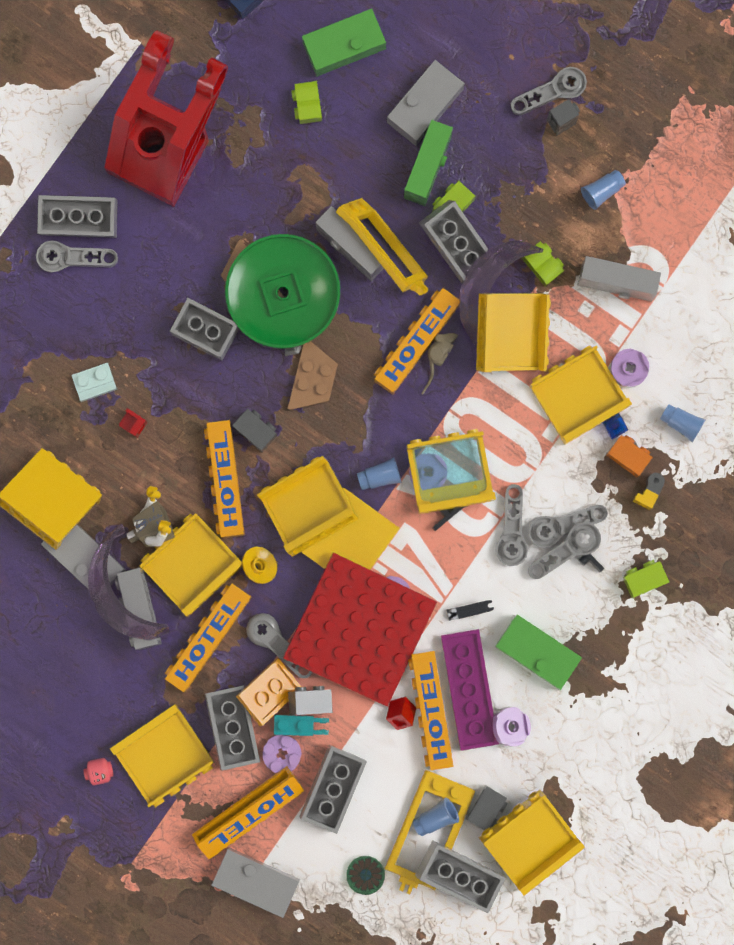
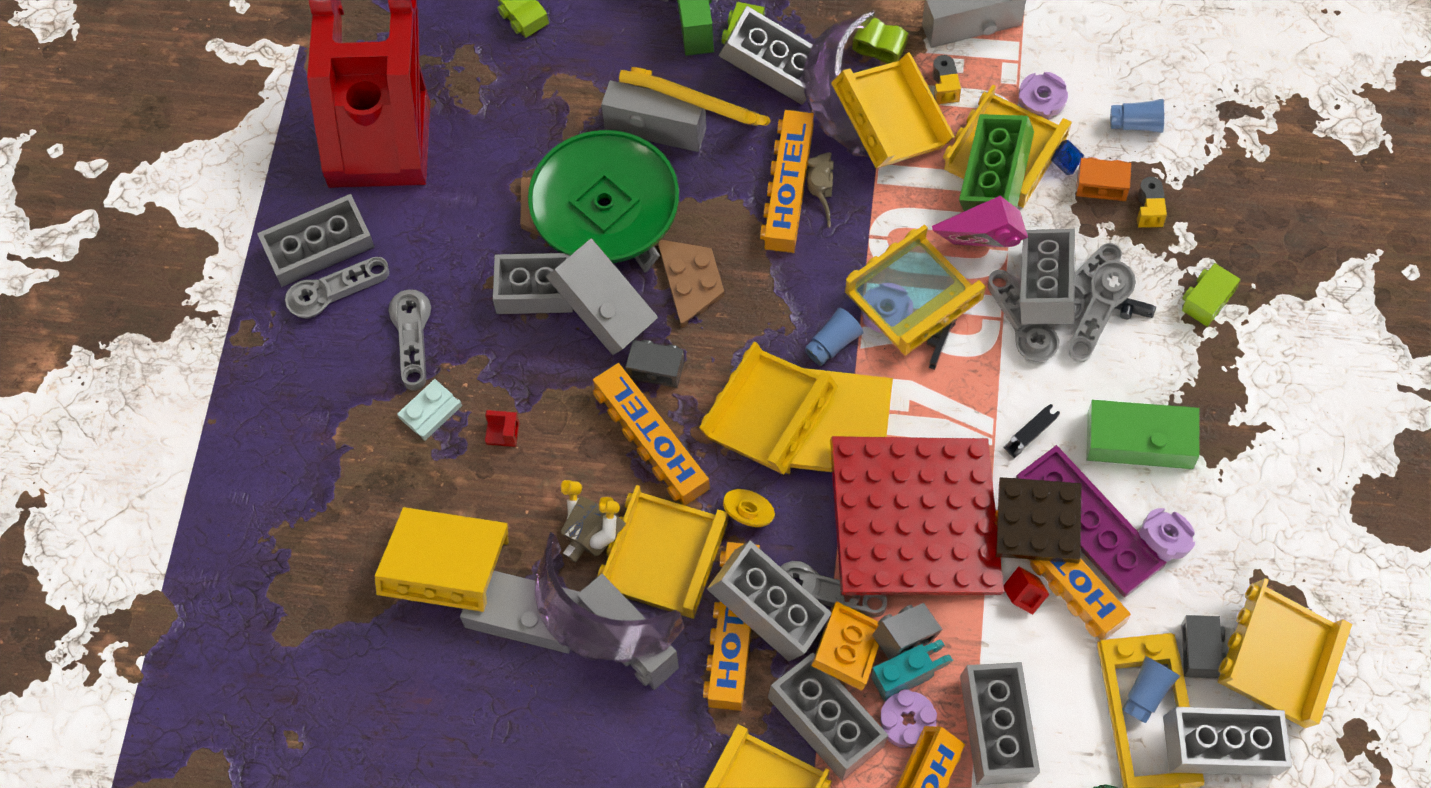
camera: 25 degrees left, 20 degrees down
(109, 317) = (411, 332): none -> light grey beam
(234, 640) = (769, 601): none -> light grey brick
(241, 369) = (602, 297): none -> light grey brick
(433, 676) = (1039, 520): none -> dark brown plate
(525, 459) = (988, 224): none -> dark pink slope
(542, 512) = (1048, 277): none -> light grey brick
(558, 412) = (997, 160): none -> bright green brick
(572, 315) = (945, 74): none -> leg

